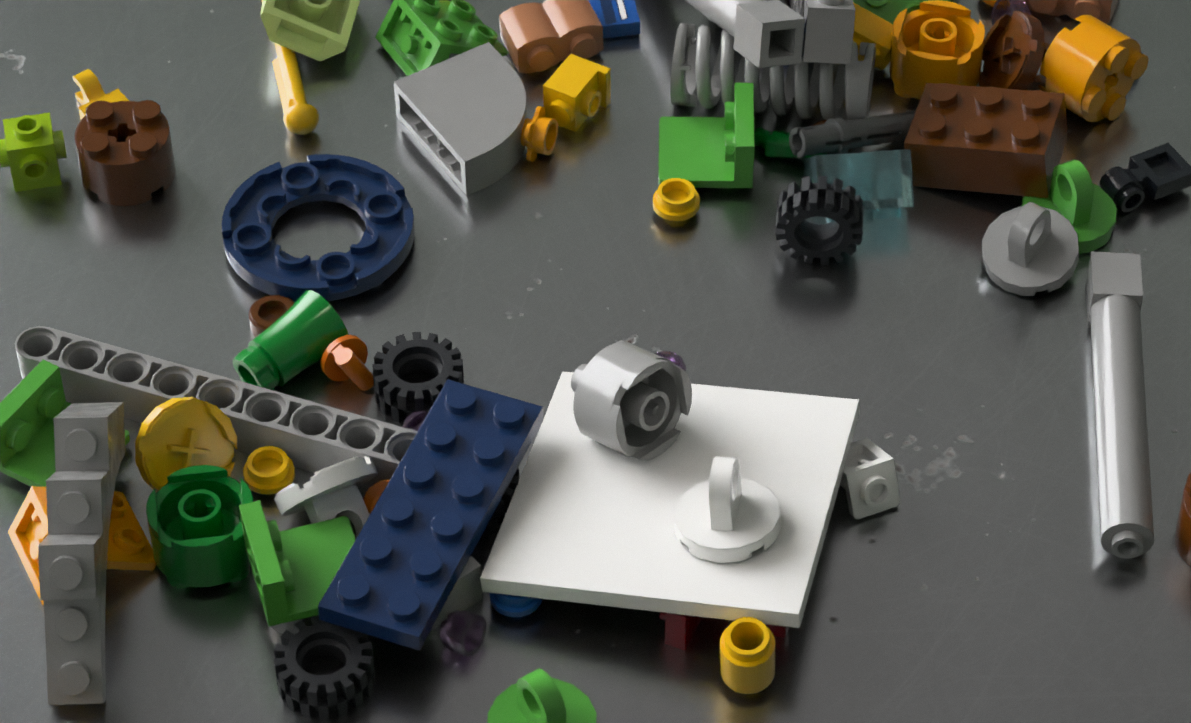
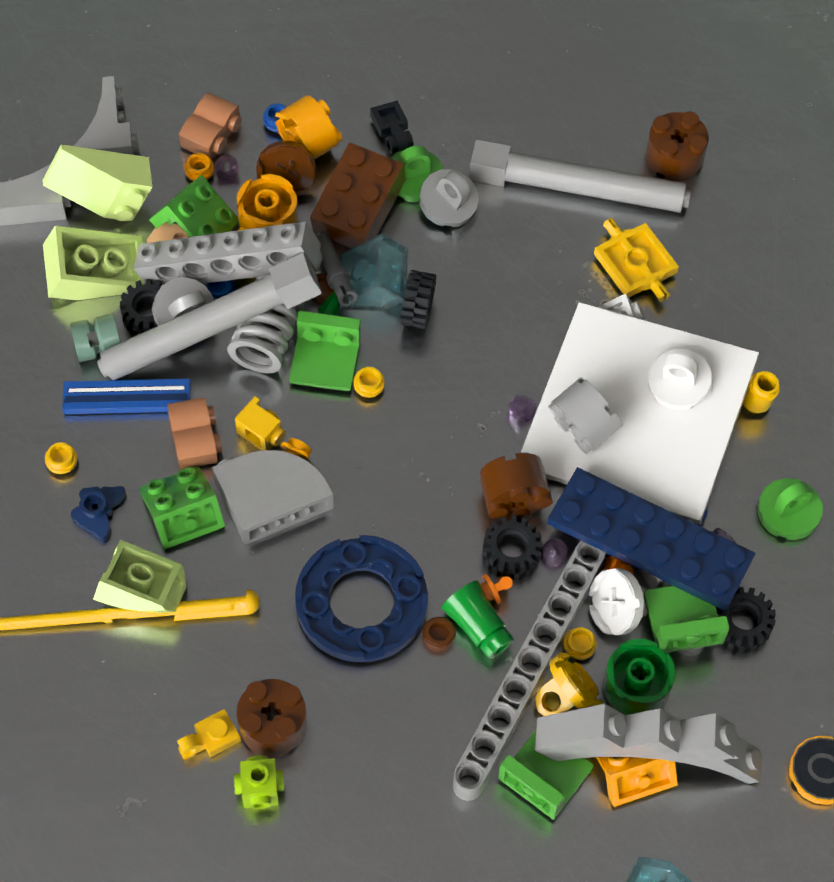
camera: 85 degrees left, 15 degrees up
(507, 350) = (515, 486): none -> reddish brown brick
(982, 489) = (636, 260): none -> yellow plate

